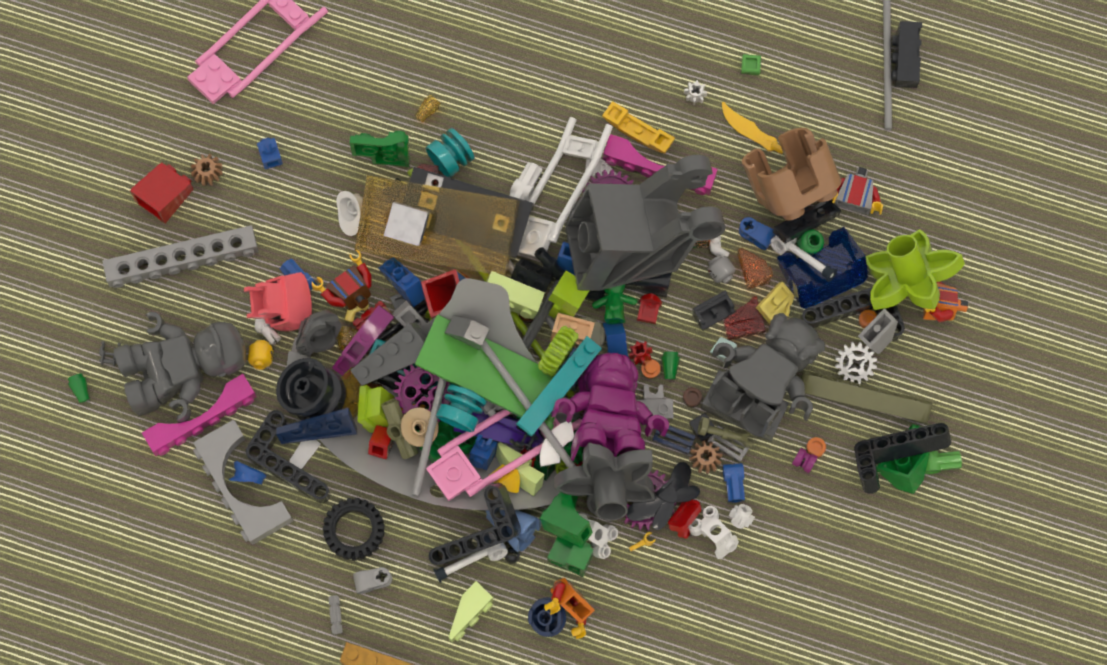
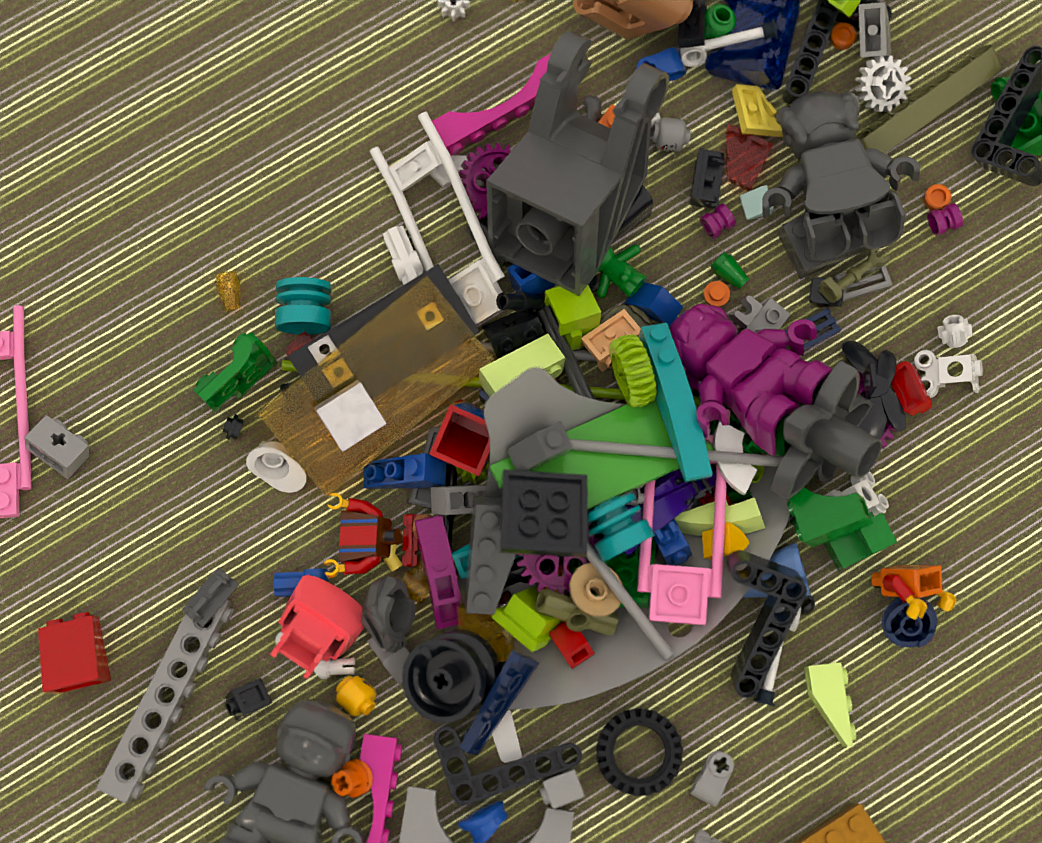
camera: 50 degrees left, 5 degrees up
(203, 163) = (79, 584): medium nougat gear -> none
(212, 300) = (247, 699): none -> black bracket
(213, 386) = (353, 779): none -> orange piece
(250, 234) = (210, 597): none -> dark grey hinge
(266, 91) = (64, 458): none -> light grey brick
(269, 153) = (131, 499): blue brick -> none
(298, 500) = (561, 789): none -> light grey brick
(353, 172) = (233, 427): none -> black plate
(433, 360) = (544, 513): none -> black plate
(637, 129) = (444, 94): yellow slope -> none
(637, 352) = (686, 291): red gear -> none
(644, 541) = (899, 452): yellow hand -> none
(649, 308) = (650, 241): red tile -> none
(692, 335) = (717, 221): none -> magenta wheel
(692, 397) = (782, 277): reddish brown tile -> none
(698, 454) = (870, 319): medium nougat gear -> none
(734, 476) = (905, 305): blue piece -> none
(754, 269) = (696, 102): clear orange slope -> none

